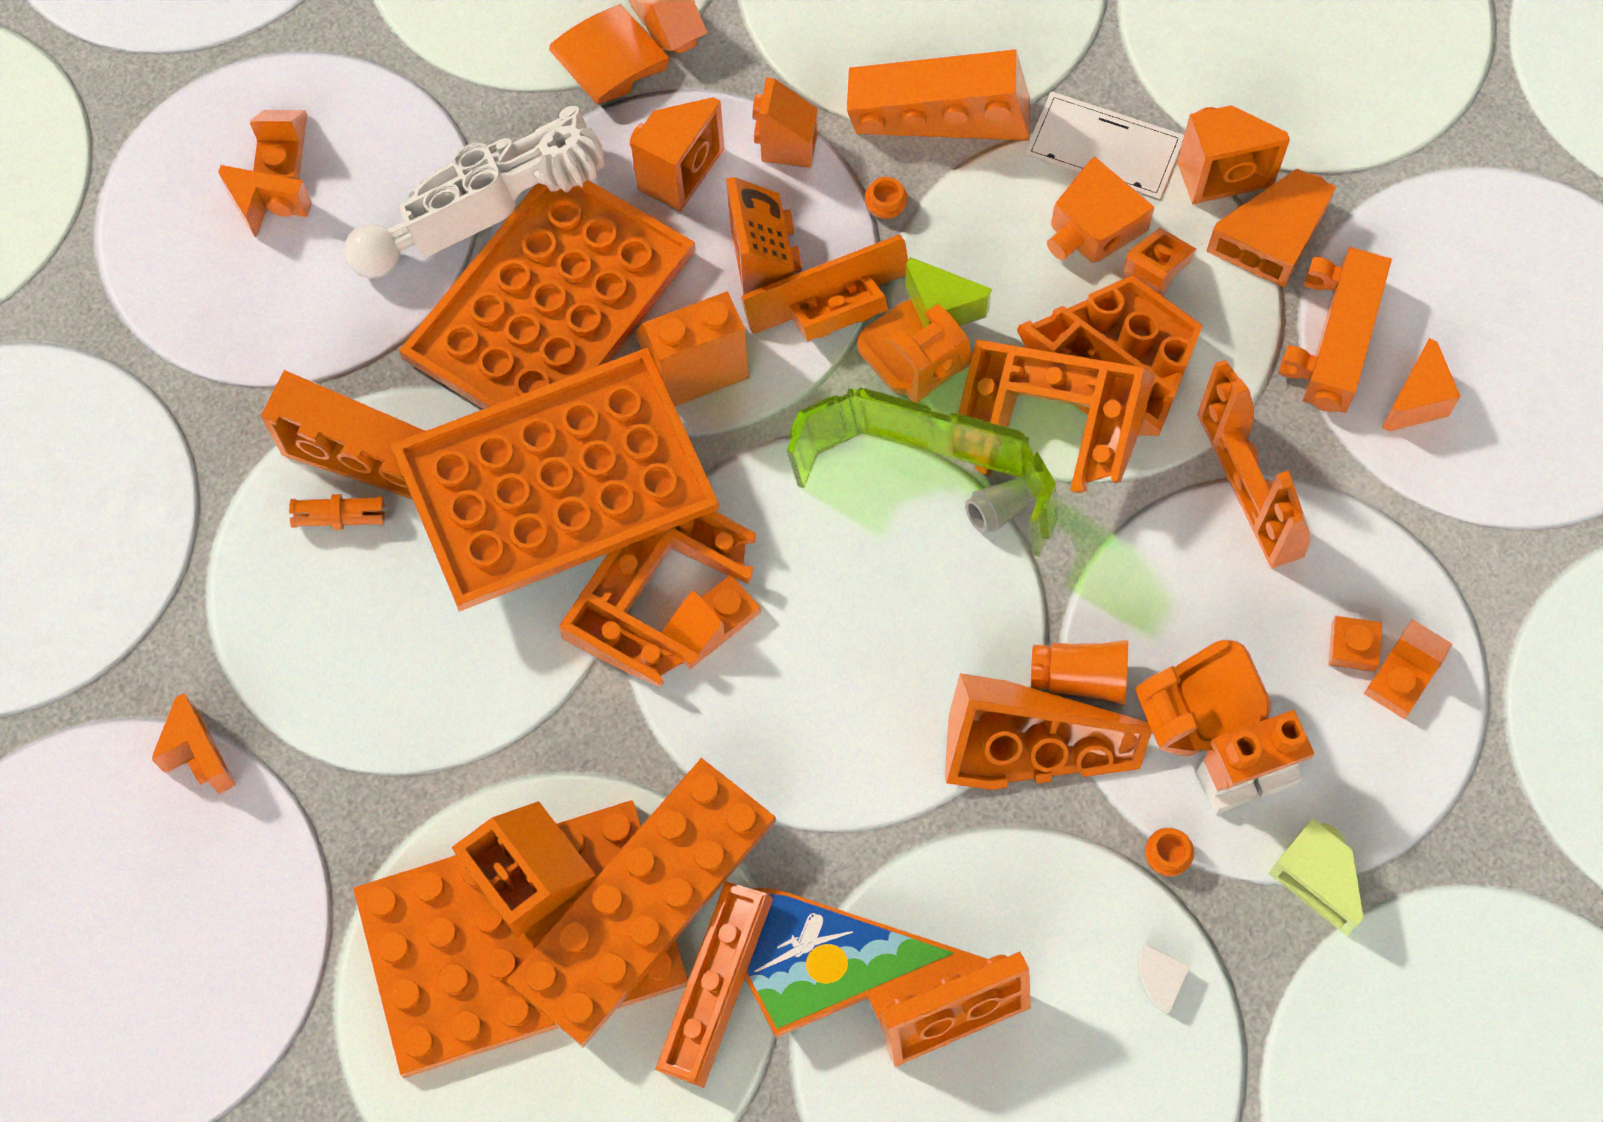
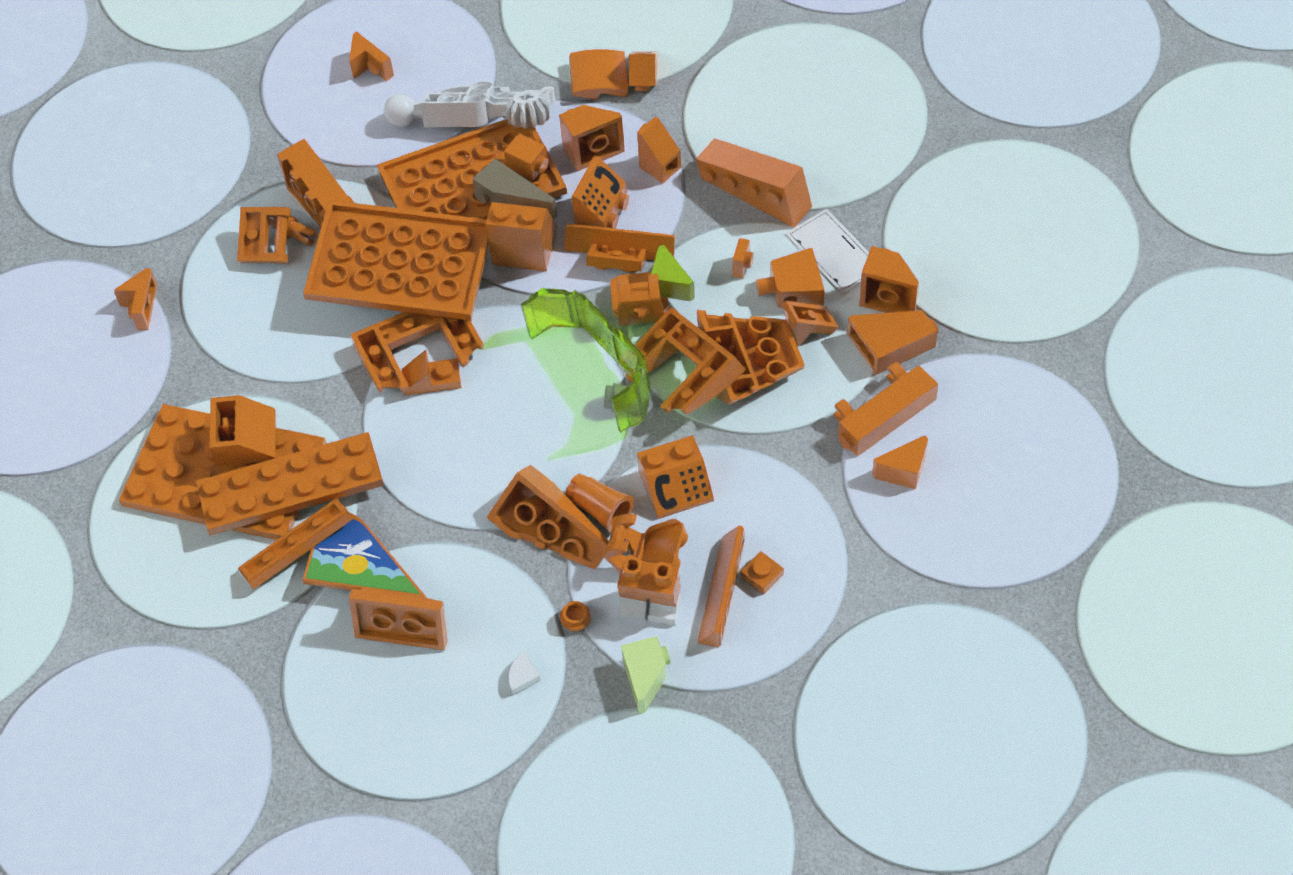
camera: 35 degrees right, 10 degrees down
(279, 141) = (399, 37): orange slope -> none
(300, 552) = (255, 235): none -> orange plate
(616, 228) = (526, 157): none -> orange brick
(631, 291) = (503, 185): none -> dark tan slope
(886, 198) = (688, 216): orange plate -> none
(1005, 219) = (742, 258): none -> orange plate
(1153, 577) = (675, 477): none -> orange slope
(1268, 506) = (779, 428): orange wedge -> none
(1325, 695) = (722, 588): none -> orange slope
(1408, 669) = (783, 600): orange slope -> none

